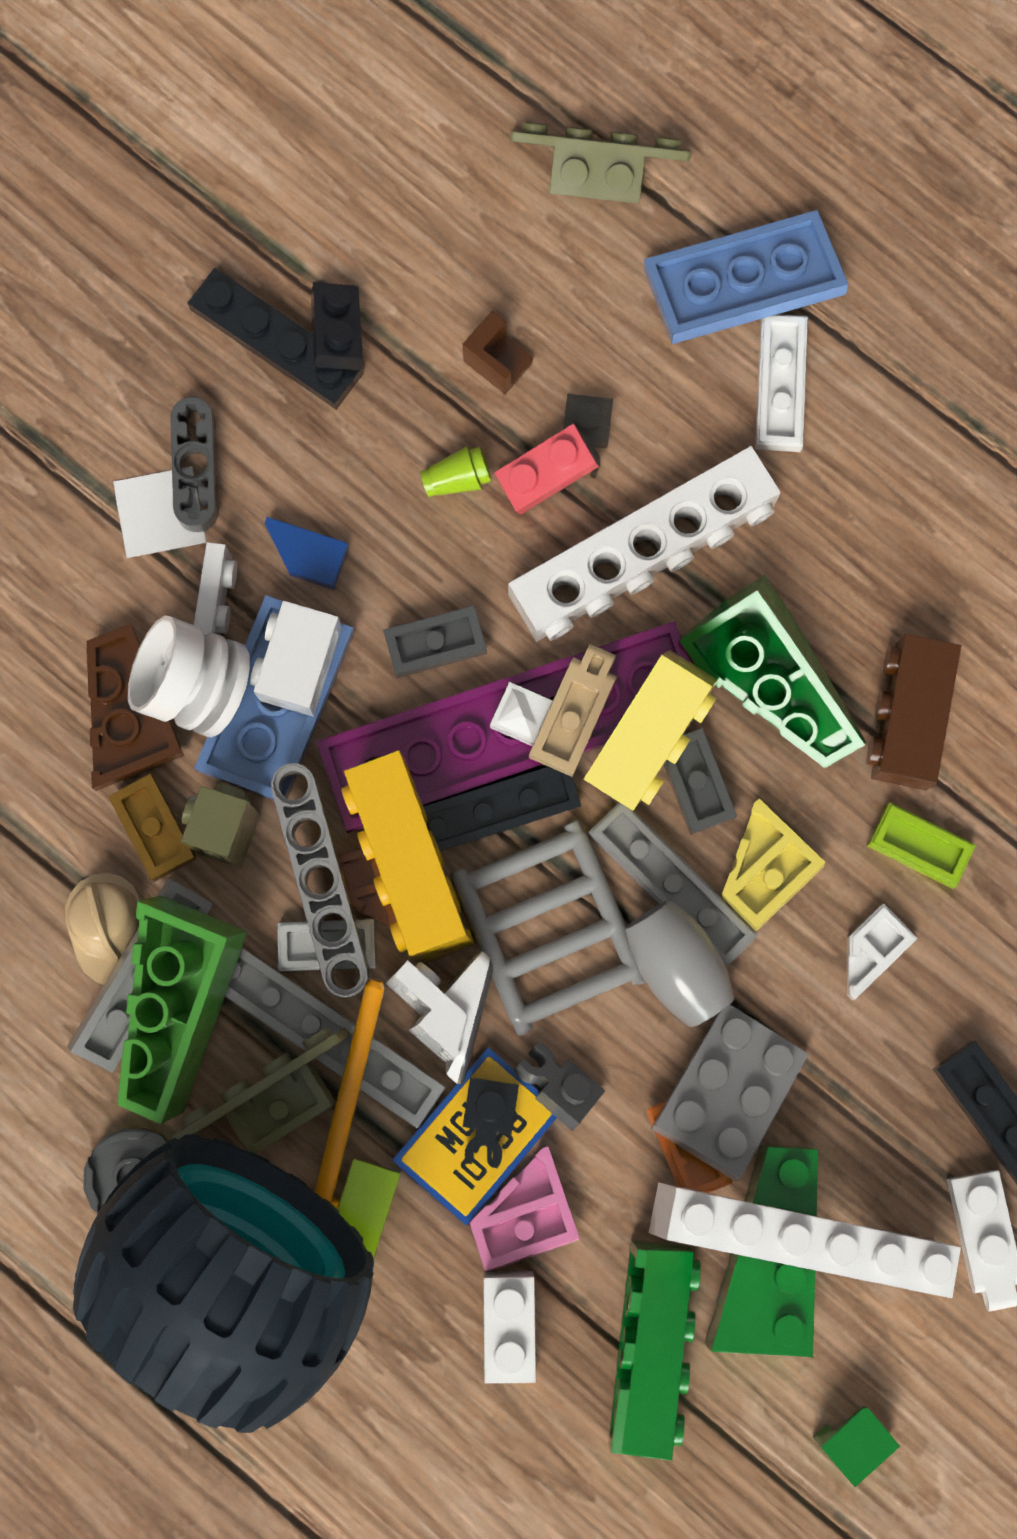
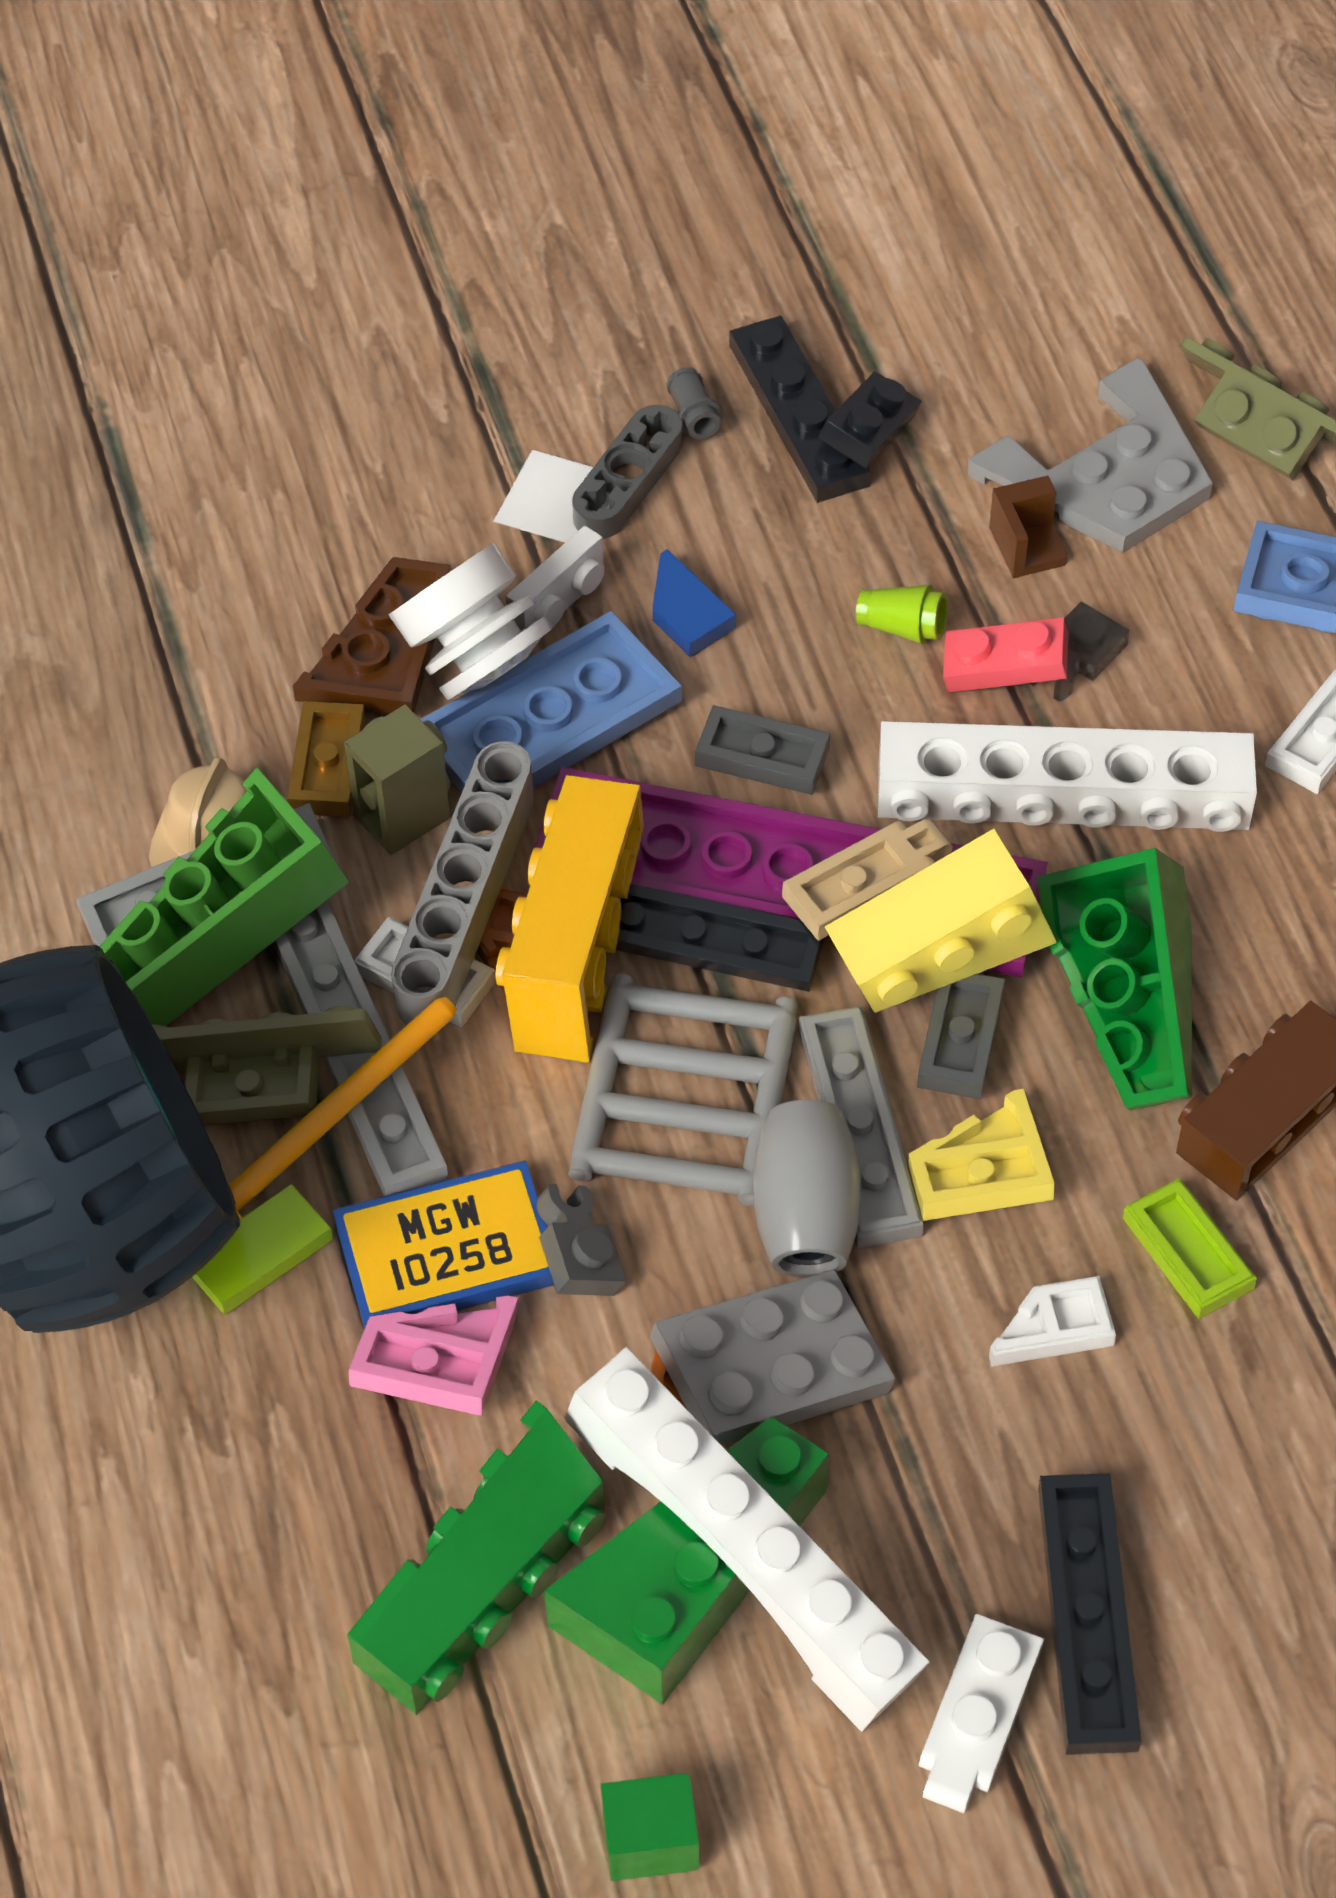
camera: 35 degrees right, 25 degrees down
(212, 387) = (699, 412): none -> dark grey pin
(296, 658) = (598, 670): white brick -> none
(448, 1017) = (510, 1079): white piece -> none
(489, 1110) = (473, 1217): black plate -> none
(509, 1327) = (332, 1446): white brick -> none
(521, 714) = (800, 845): white tile -> none
(533, 269) = (1123, 482): none -> light grey wing

